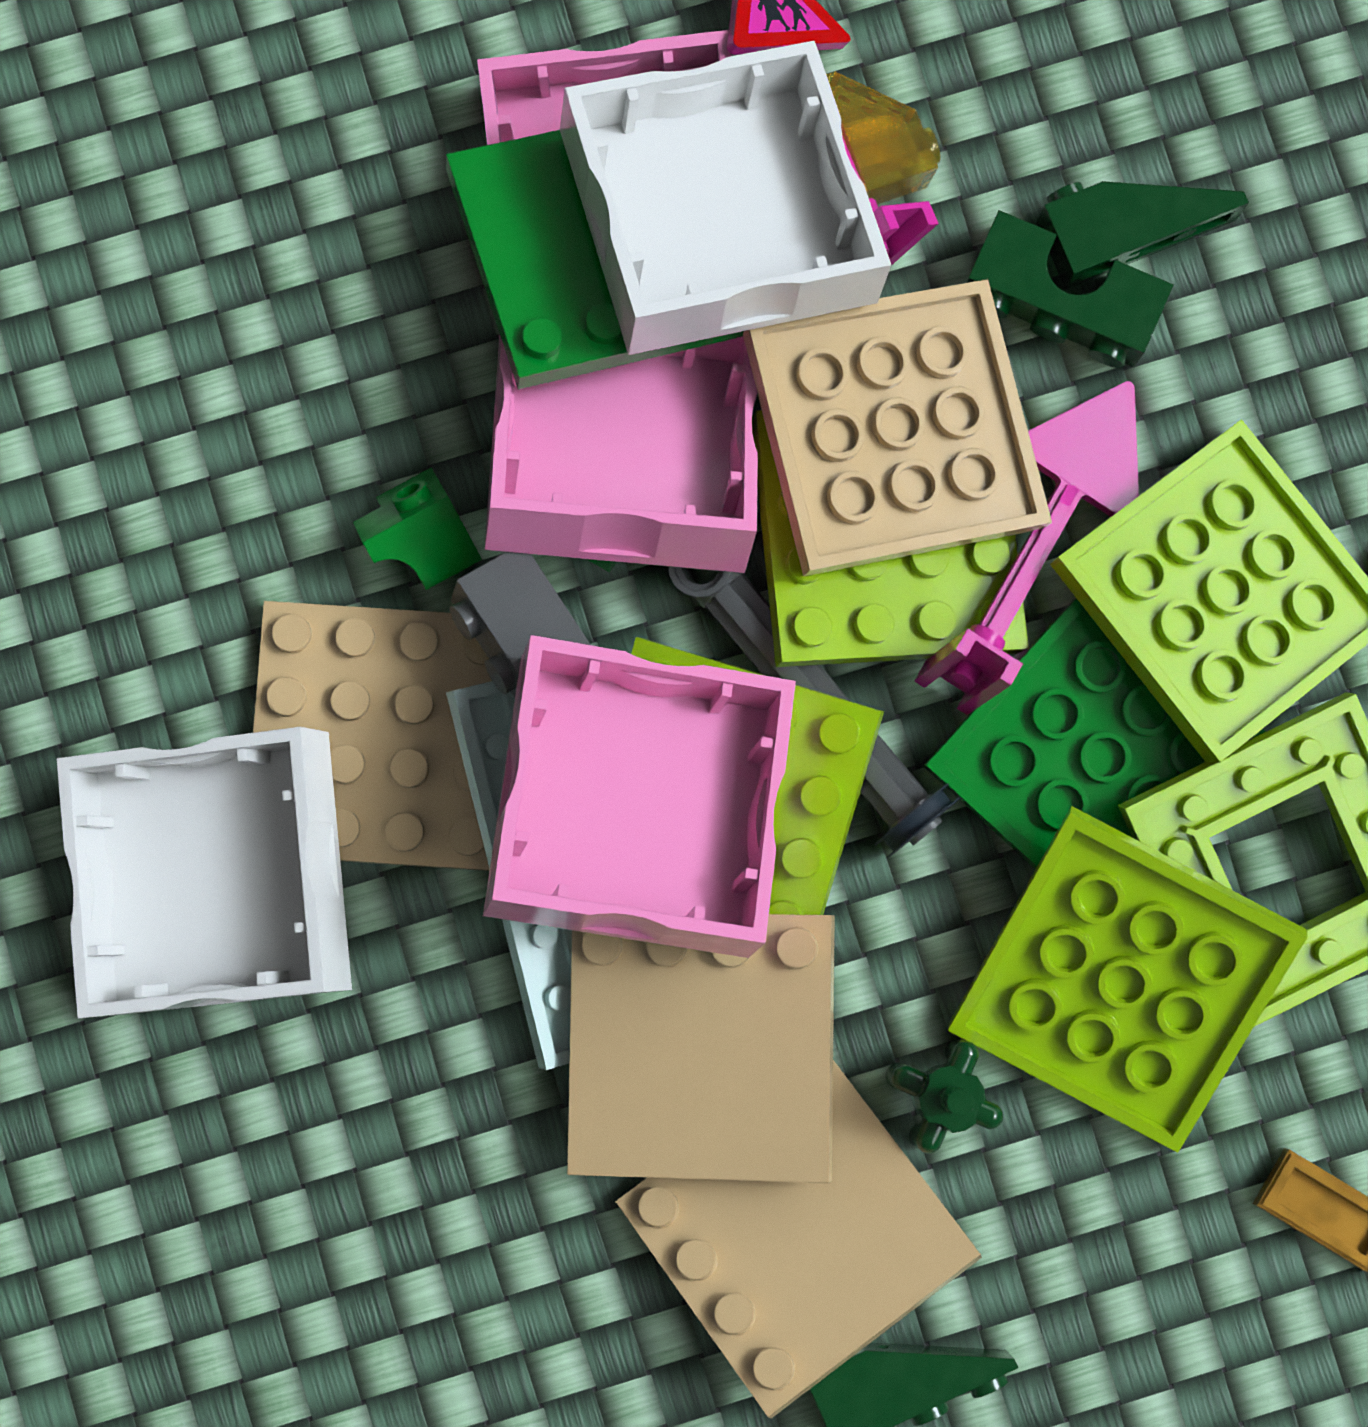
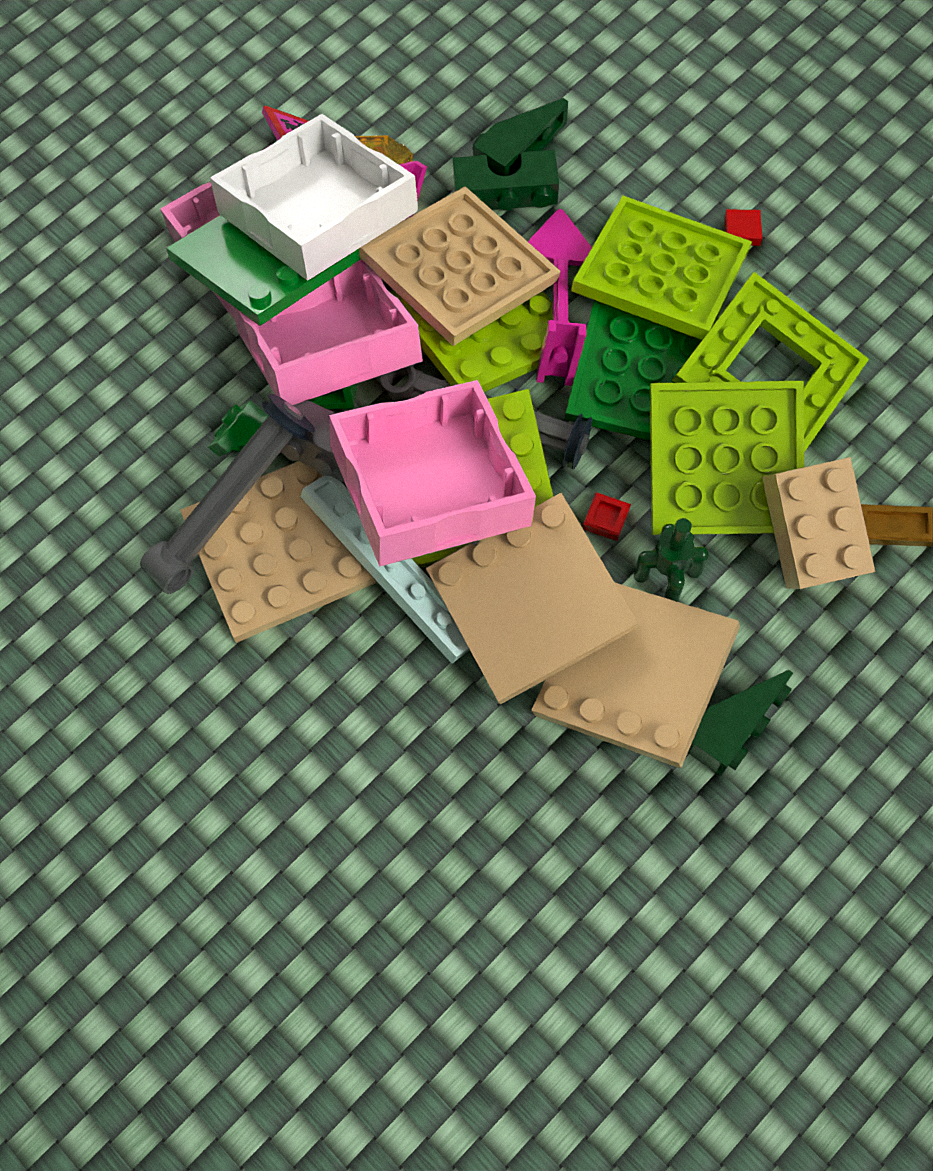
camera: 25 degrees left, 15 degrees down
(204, 873) = (216, 651): white tile -> none
(464, 594) = (171, 561): none -> dark grey piece
(899, 956) = (606, 516): none -> red tile
(1197, 1163) = (818, 524): none -> tan brick

